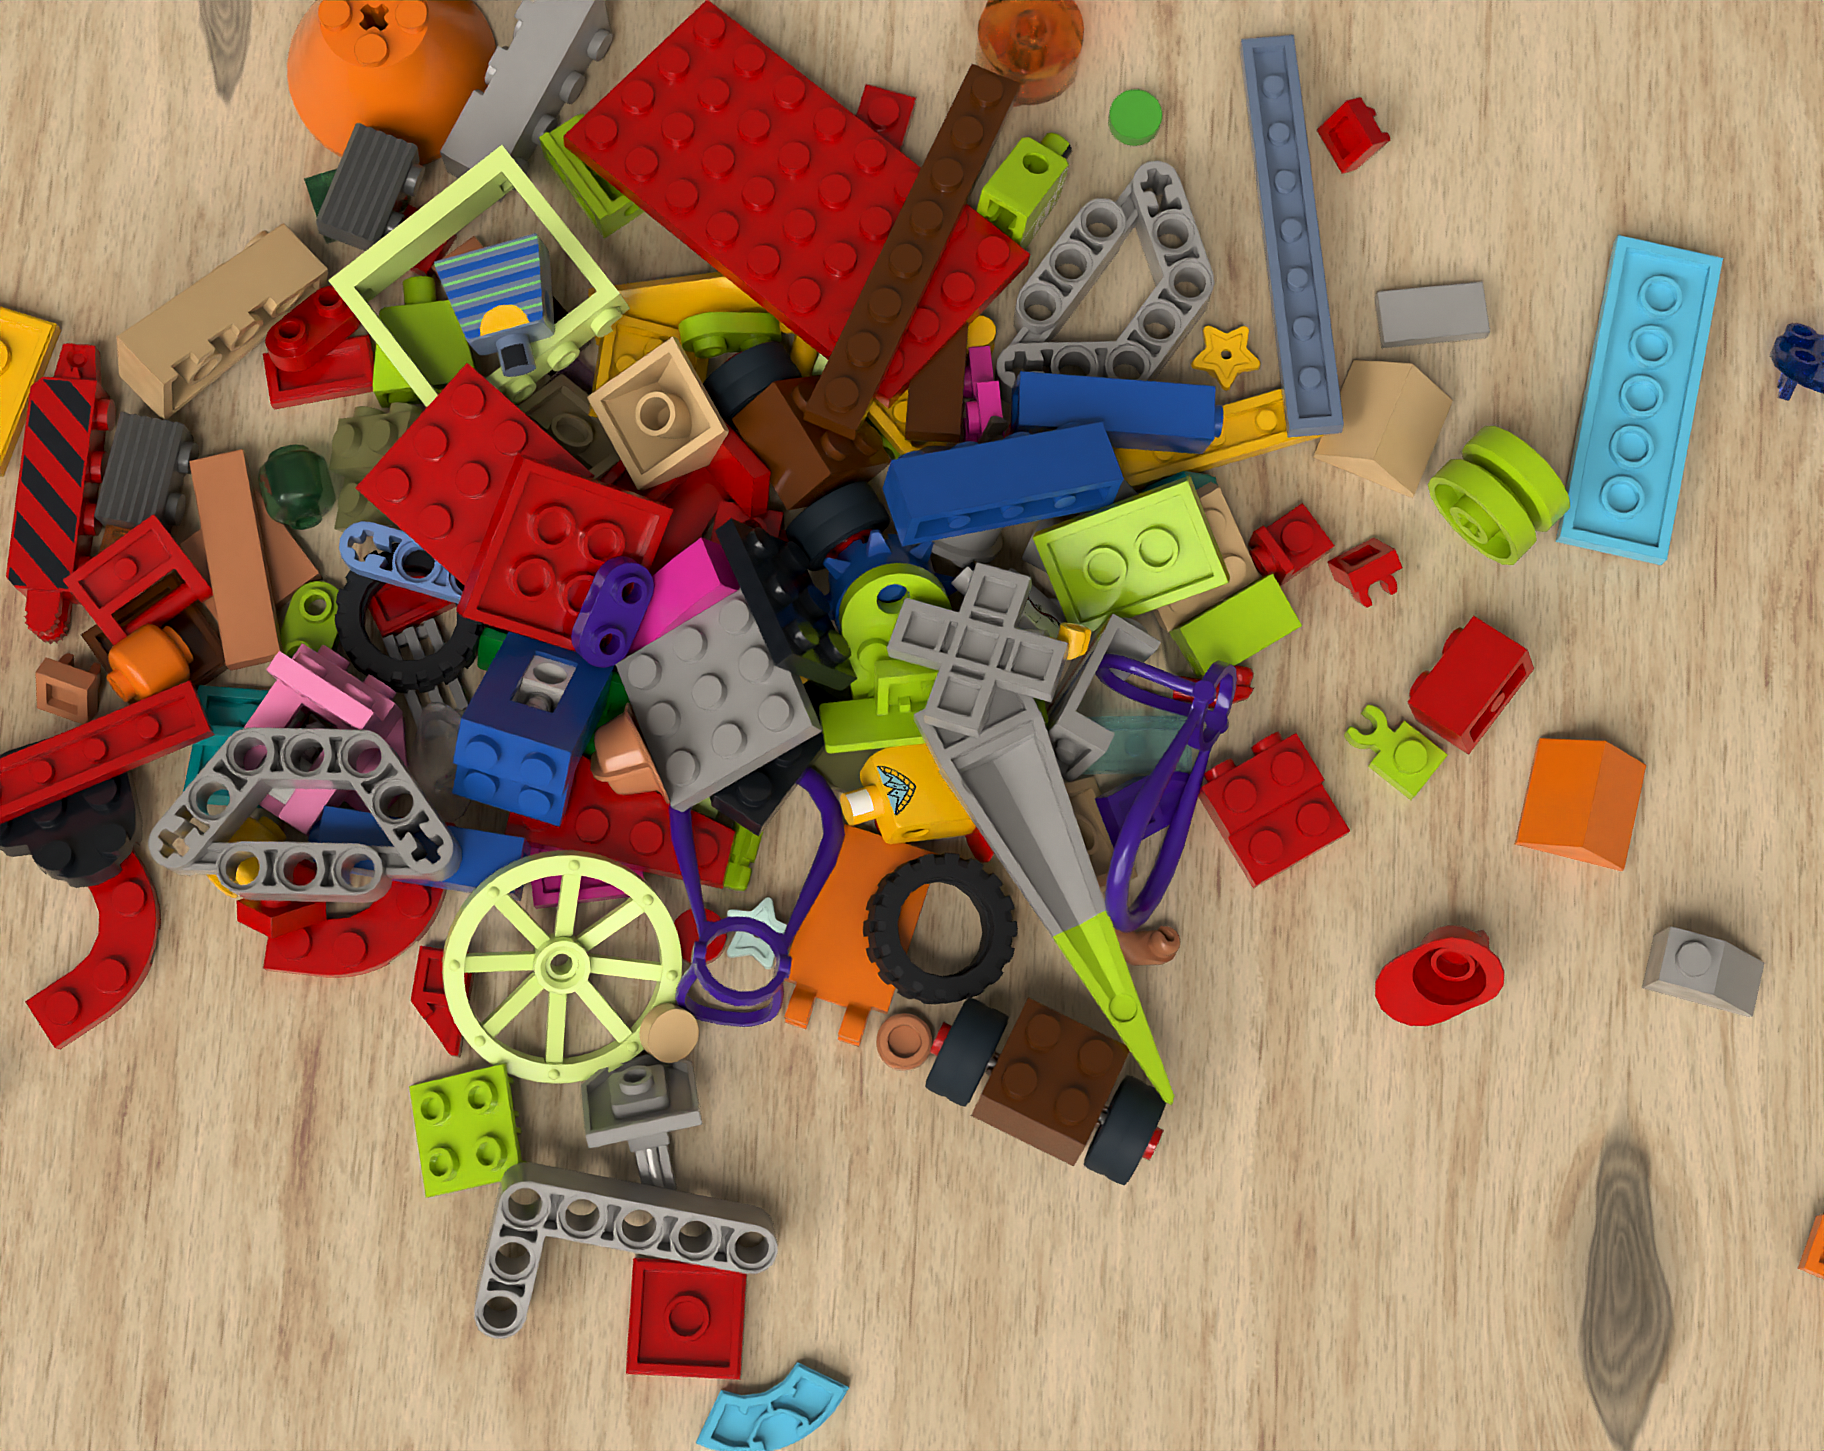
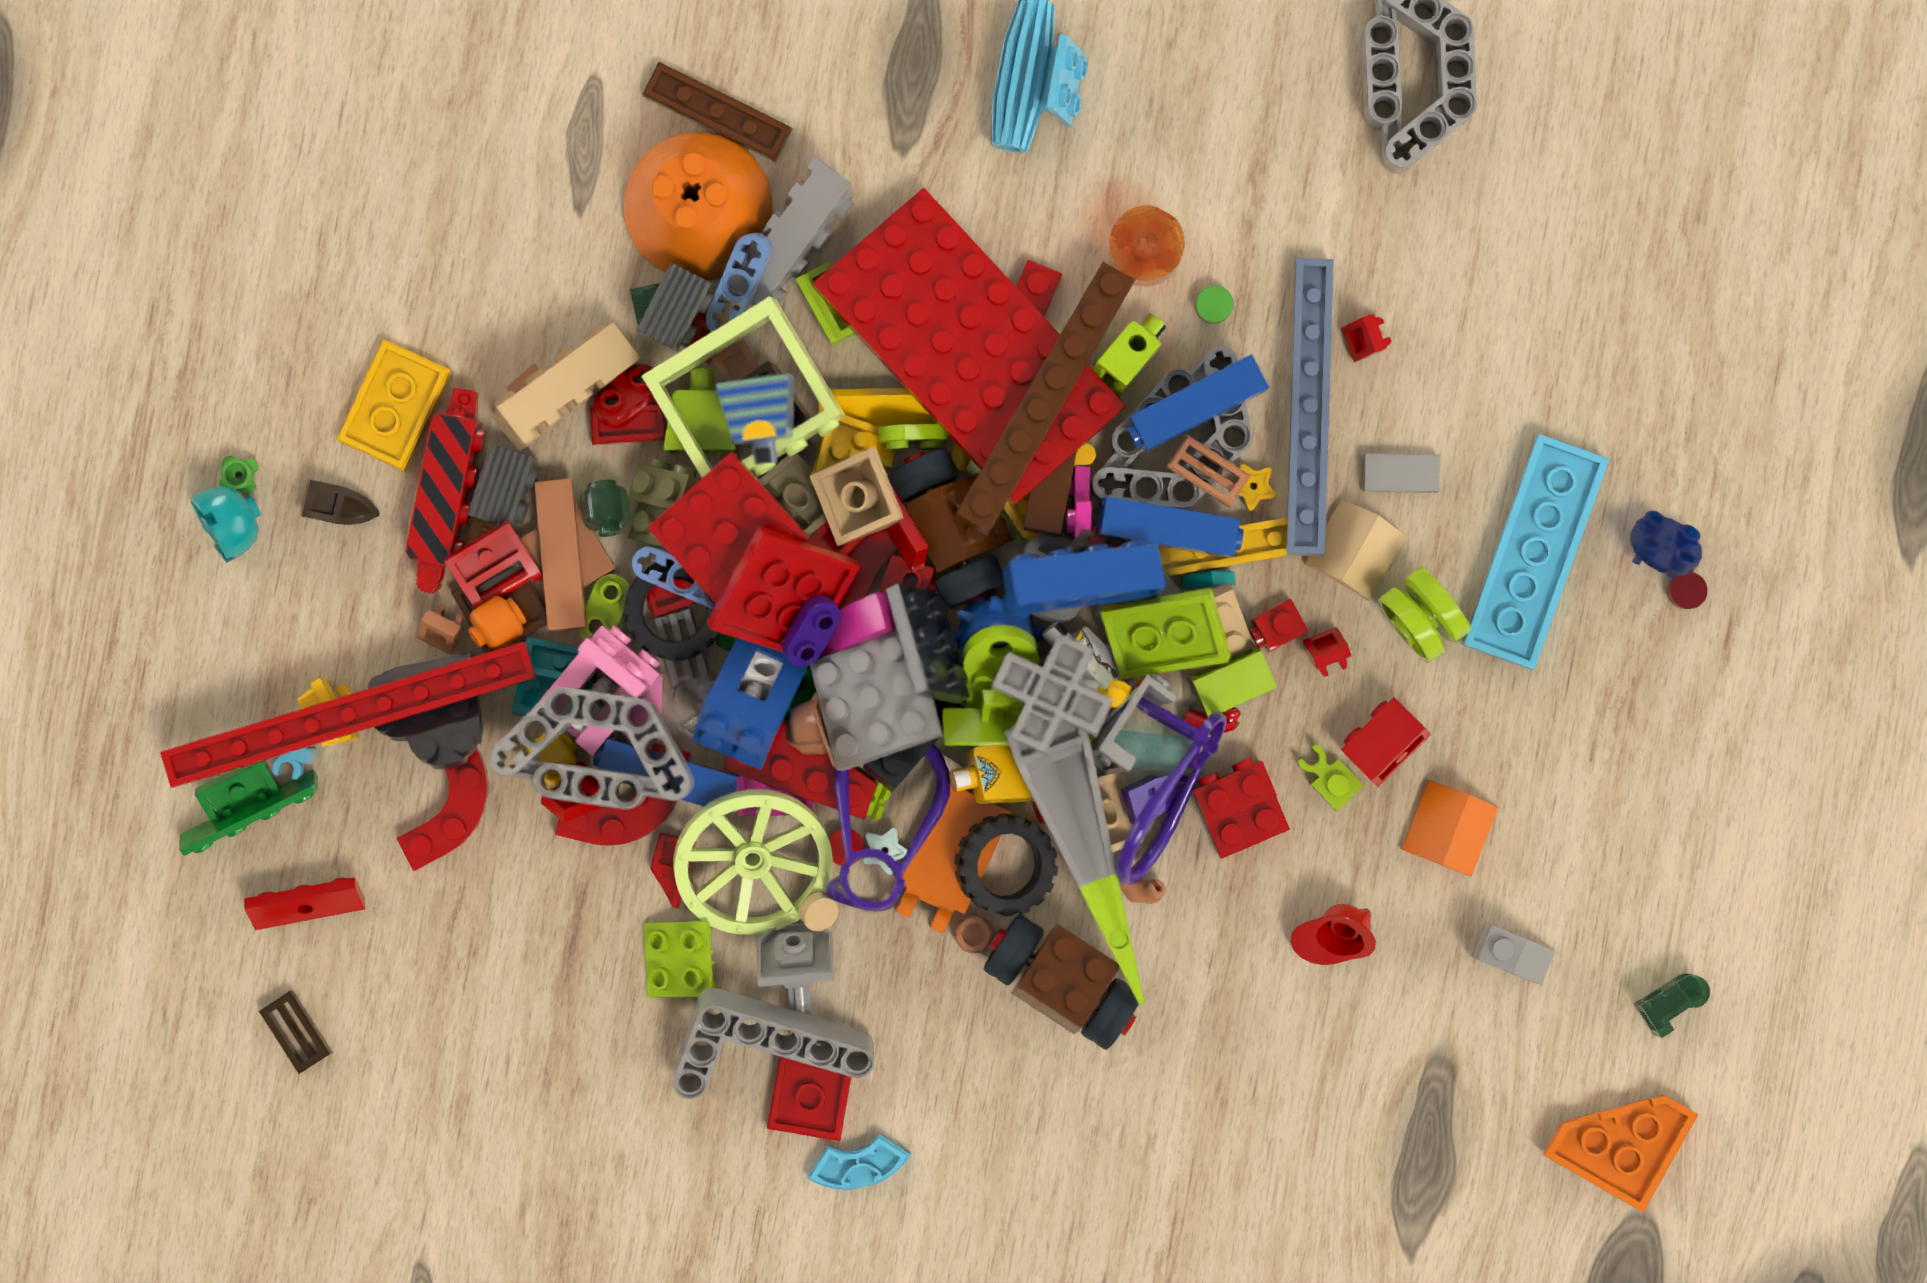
camera: 15 degrees right, 10 degrees up
(445, 129) = (739, 255): none -> medium blue beam
(1131, 236) = (1197, 404): none -> blue brick
(1150, 348) = (1199, 483): none -> nougat tile

